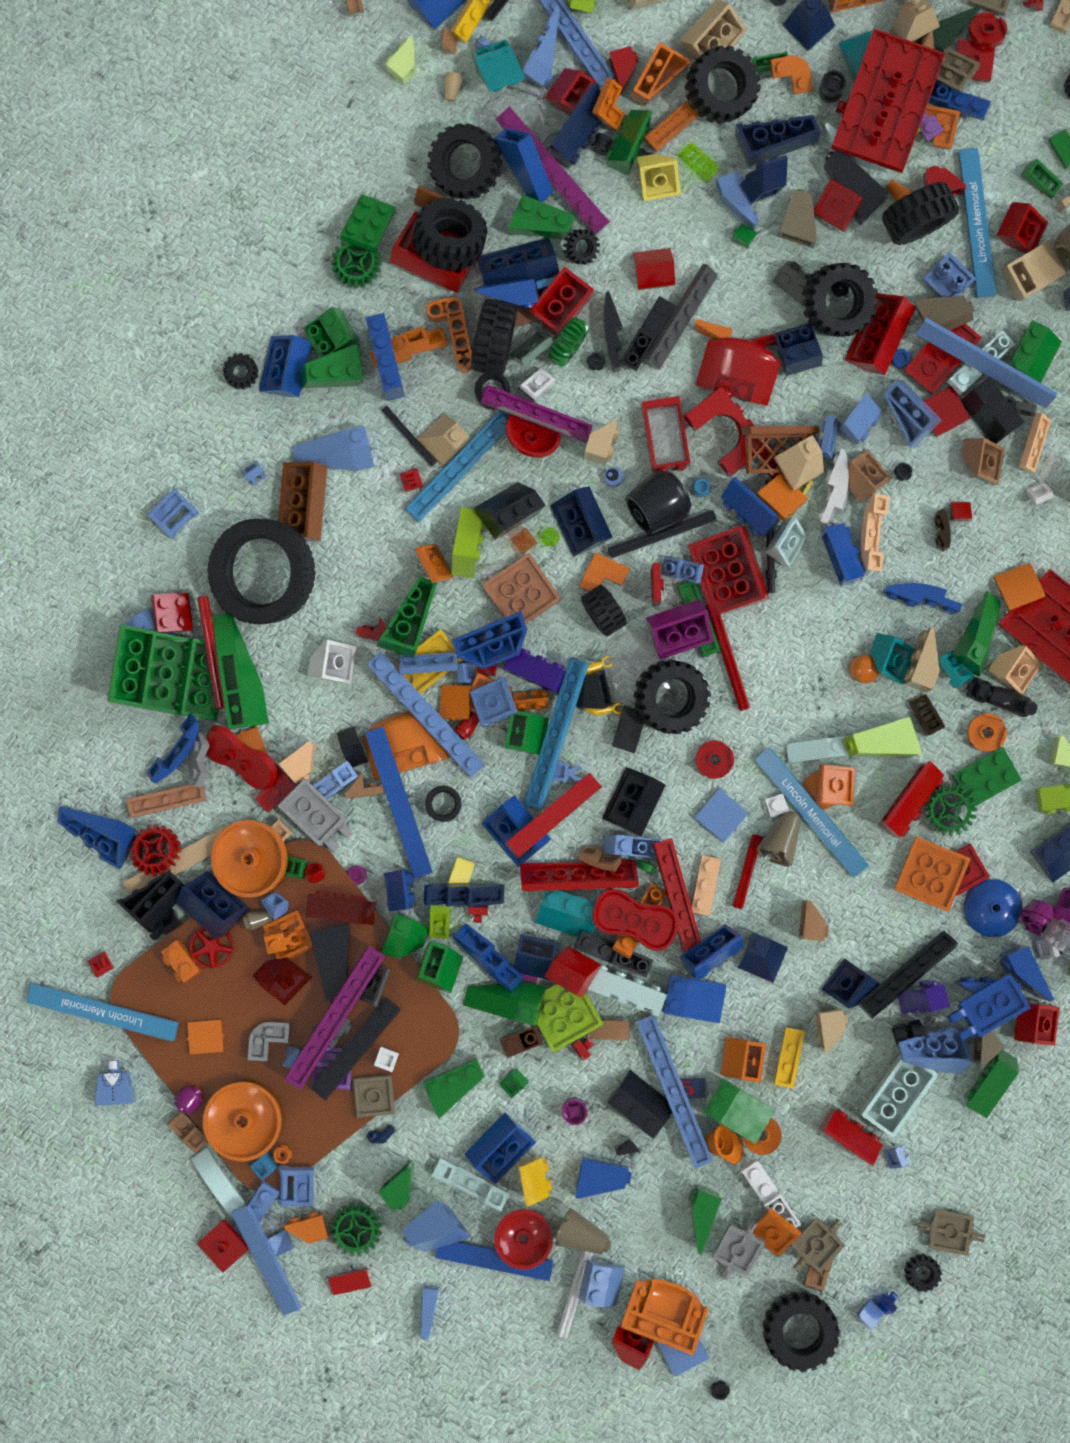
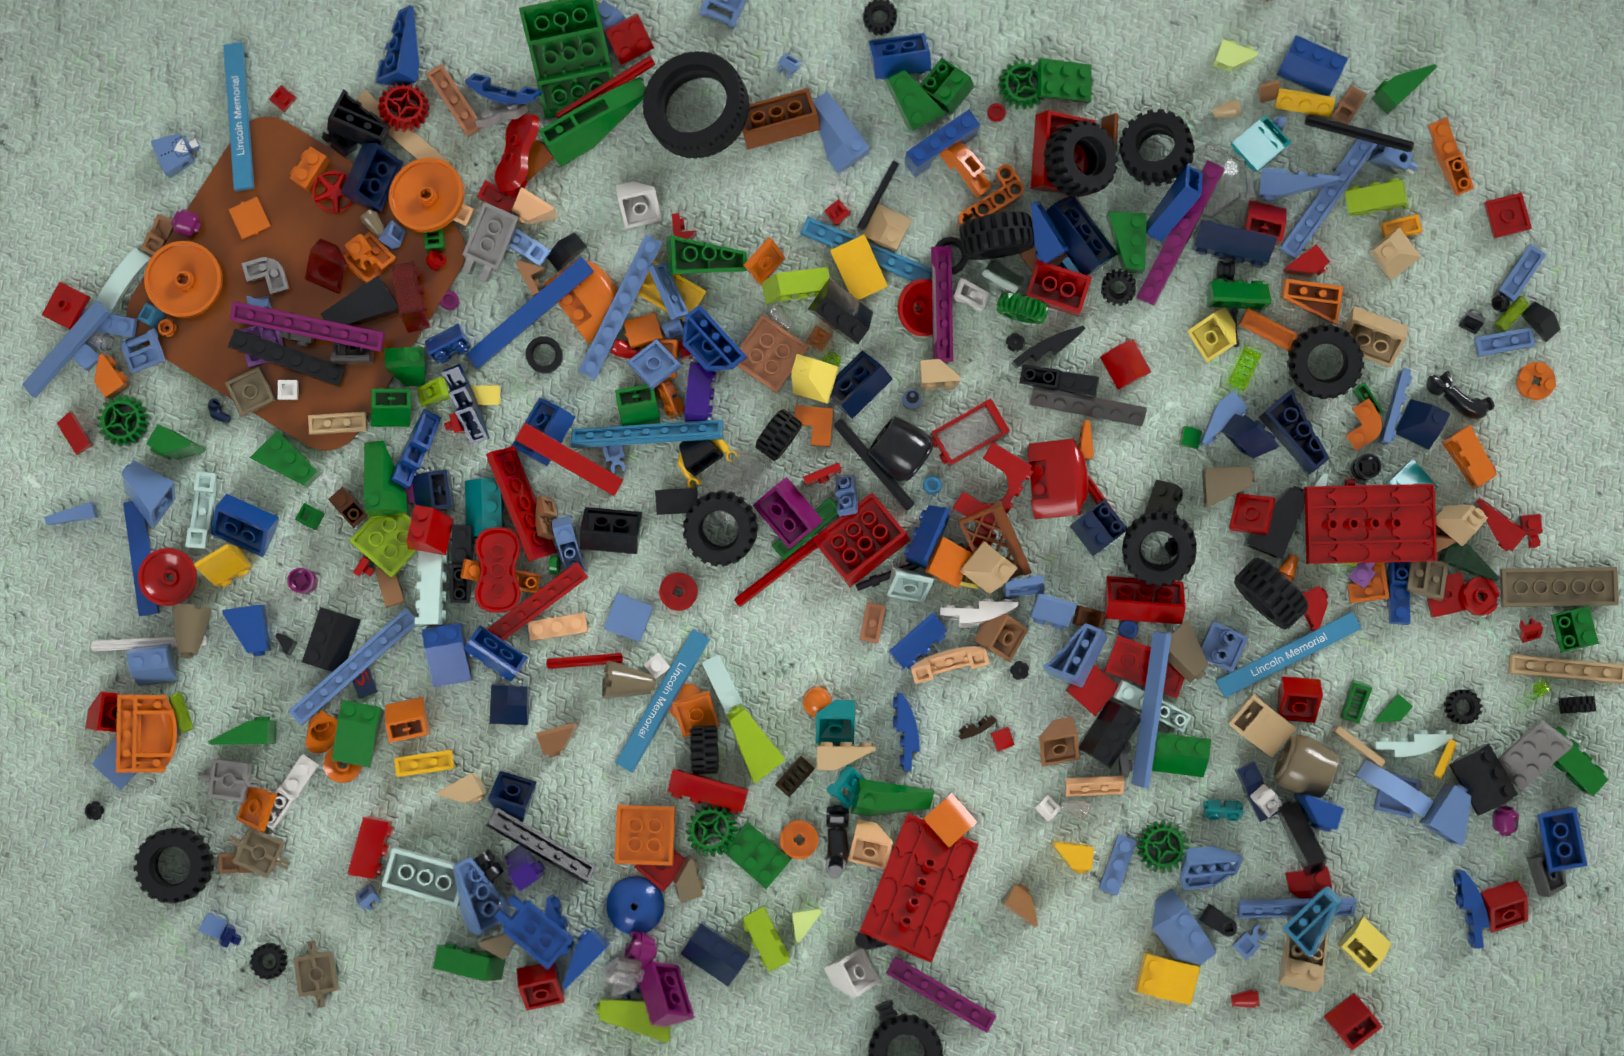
camera: 65 degrees right, 0 degrees up
(373, 298) = (996, 112): none -> red plate
(435, 1023) = (337, 423): none -> tan tile
(472, 478) = (859, 267): none -> yellow tile
(562, 559) = (813, 378): none -> light yellow slope
(605, 106) = (1260, 258): orange plate -> none
(659, 1275) = (184, 716): none -> lime piece
(785, 40) = (1398, 398): none -> medium blue plate
(810, 590) = (872, 622): none -> nougat plate
(874, 788) = (704, 749): none -> black tyre
(878, 387) = (1089, 616): none -> reddish brown bracket
(989, 850) = (687, 882): none -> dark tan slope

